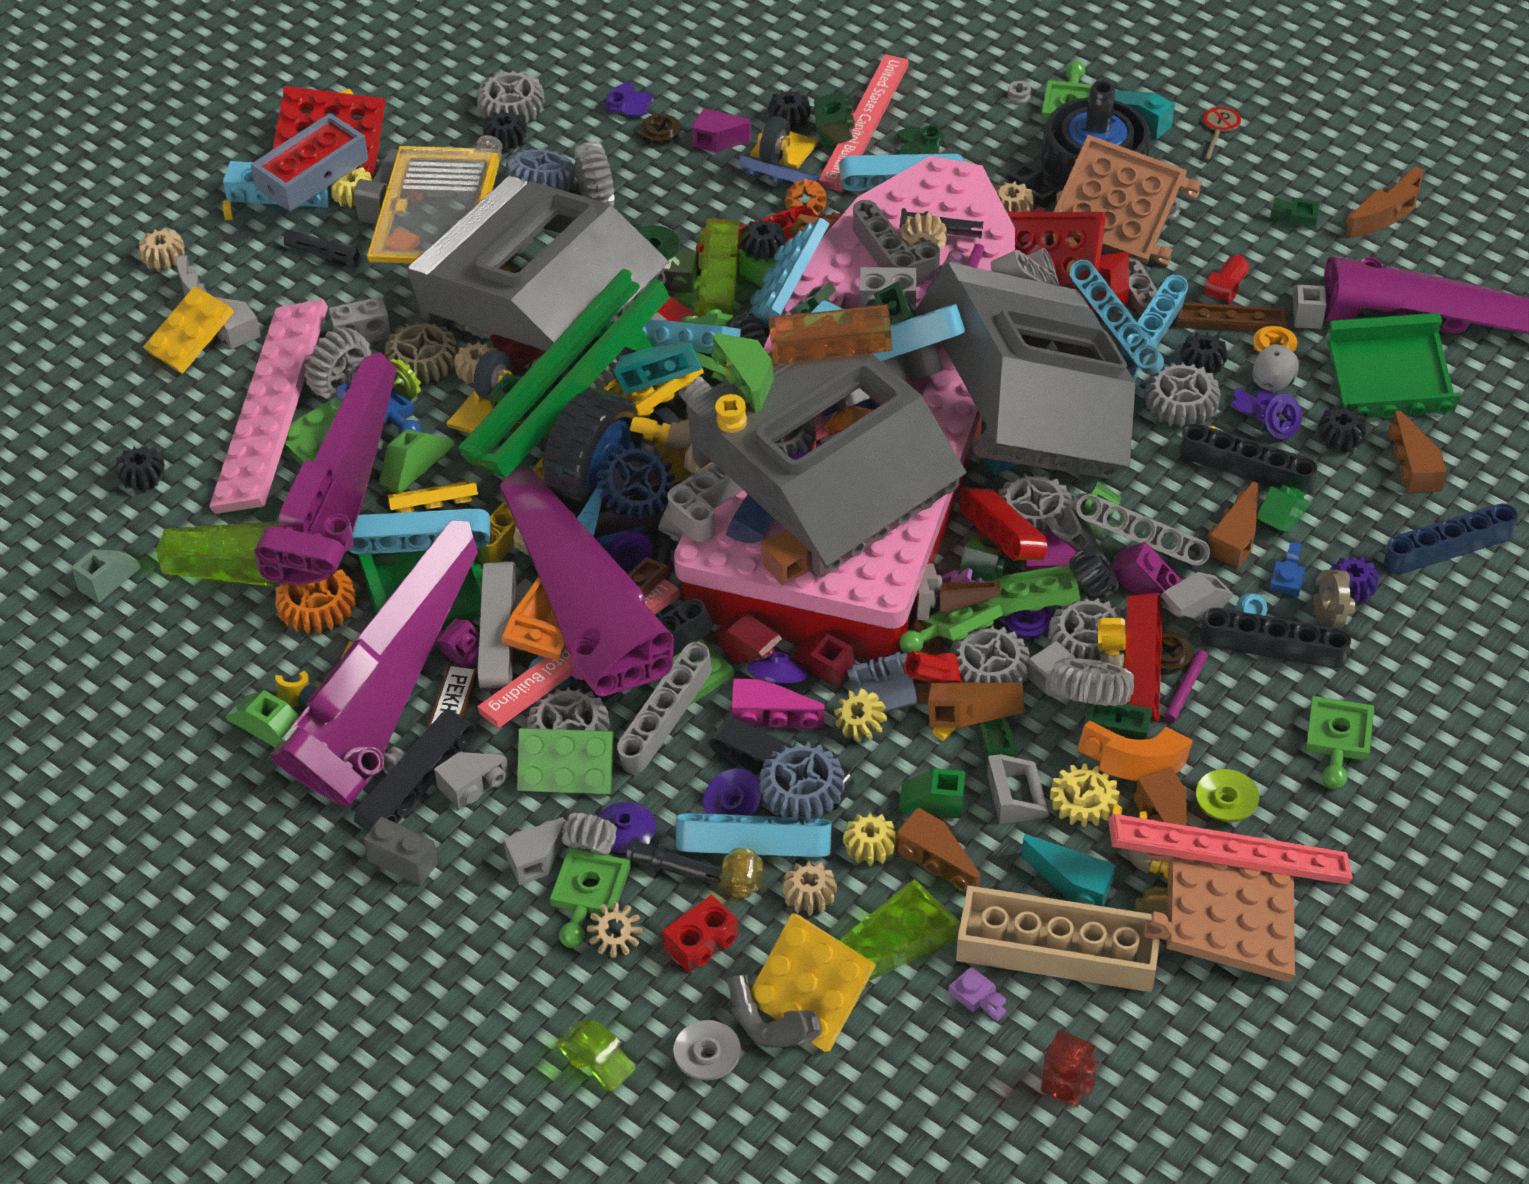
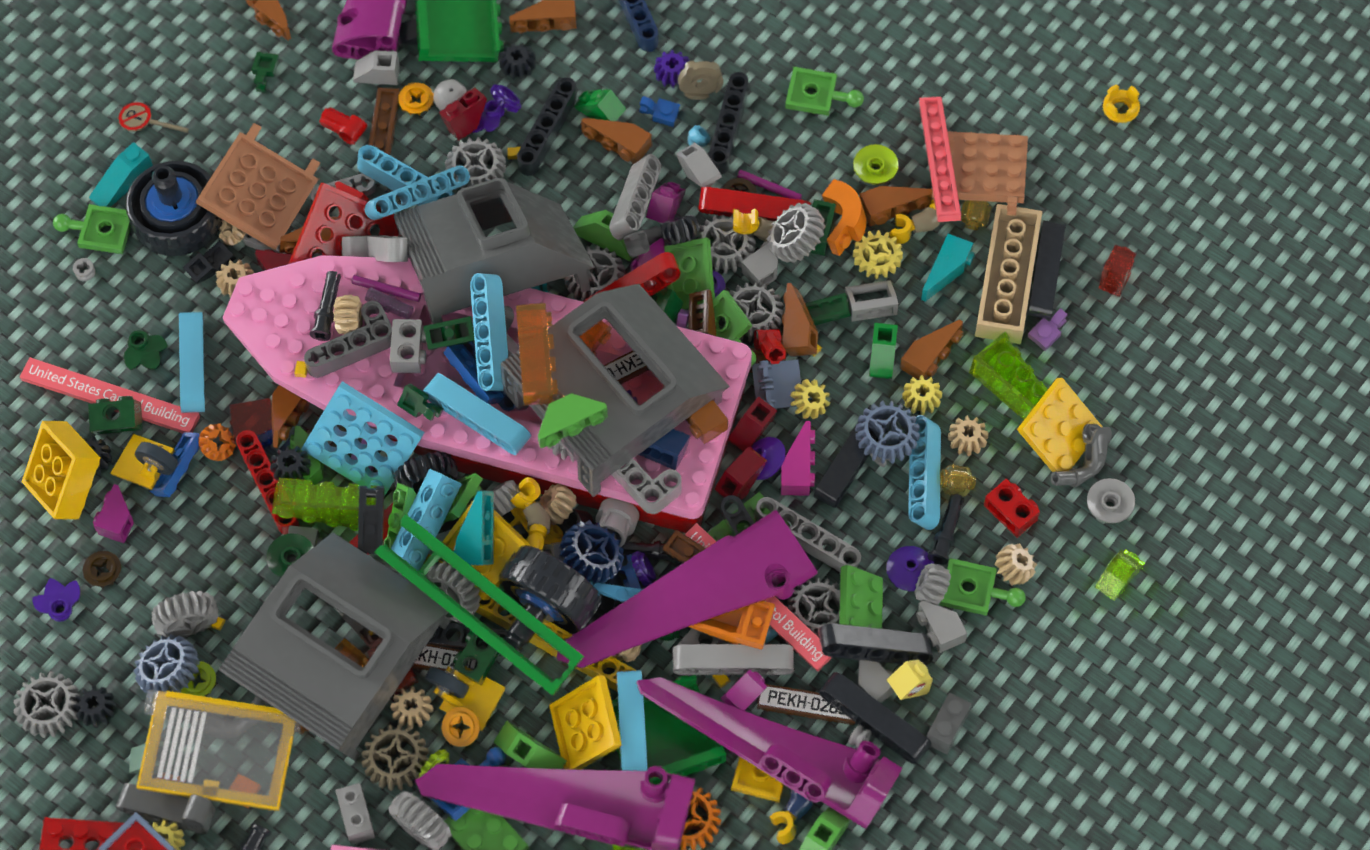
camera: 90 degrees left, 15 degrees up
(450, 403) = (452, 734): none -> light orange gear
(455, 804) = (911, 680): none -> light yellow slope
(503, 763) = (874, 644): none -> beam
(692, 292) = (370, 519): none -> black plate
(729, 787) = (898, 480): dark purple dish -> none
(731, 413) = (616, 436): yellow wheel -> none
(765, 75) = (60, 470): none -> yellow slope
(1072, 988) = (1046, 269): none -> black beam
(1204, 352) = (430, 147): black gear -> none
(1247, 372) = (464, 114): none -> dark red slope
(1379, 1093) = (1127, 97): none -> yellow piece

